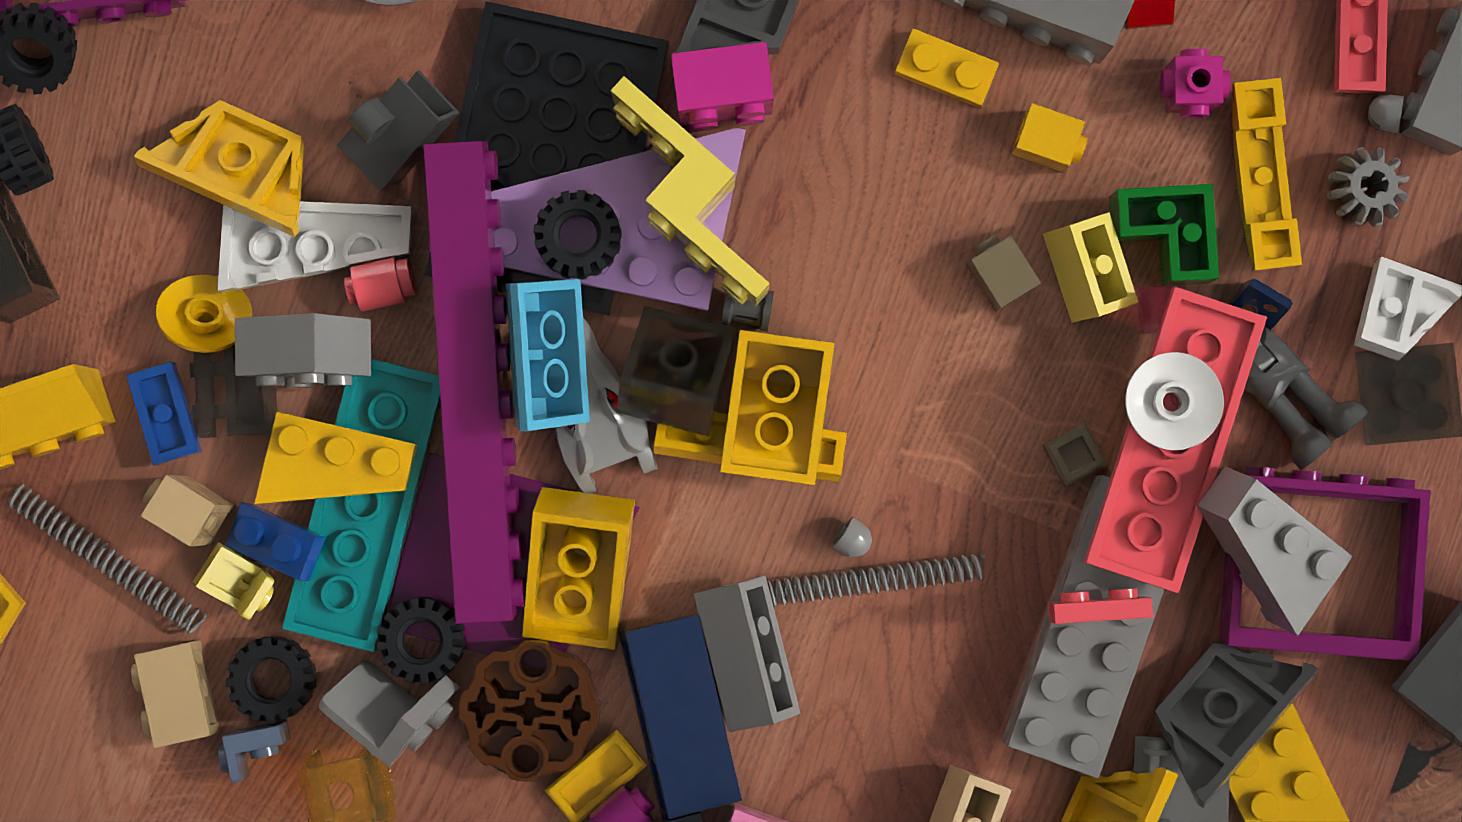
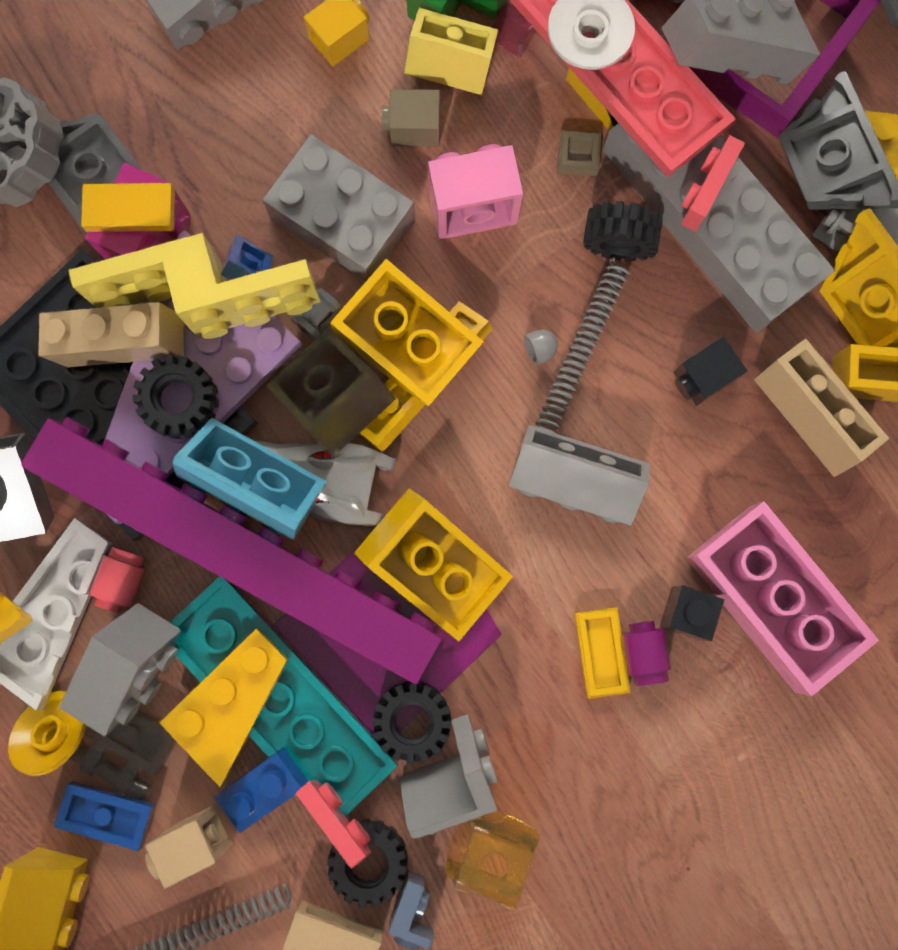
camera: 60 degrees left, 5 degrees down
(235, 581) = (272, 842): light yellow bracket -> none
(297, 608) = (346, 836): none -> coral plate
(508, 669) = (564, 671): reddish brown connector -> none
(598, 135) = (111, 335): none -> tan brick
(680, 716) = (596, 557): dark blue brick -> none
(723, 77) = (128, 207): none -> yellow tile
(748, 213) = (245, 259): none -> blue plate
(863, 261) = (339, 208): none -> light grey brick
(927, 716) = (708, 372): none -> black brick
(946, 68) = (240, 70): yellow plate -> none
(960, 382) = (474, 191): none -> bright pink brick
(1011, 549) = (623, 231): none -> black tyre

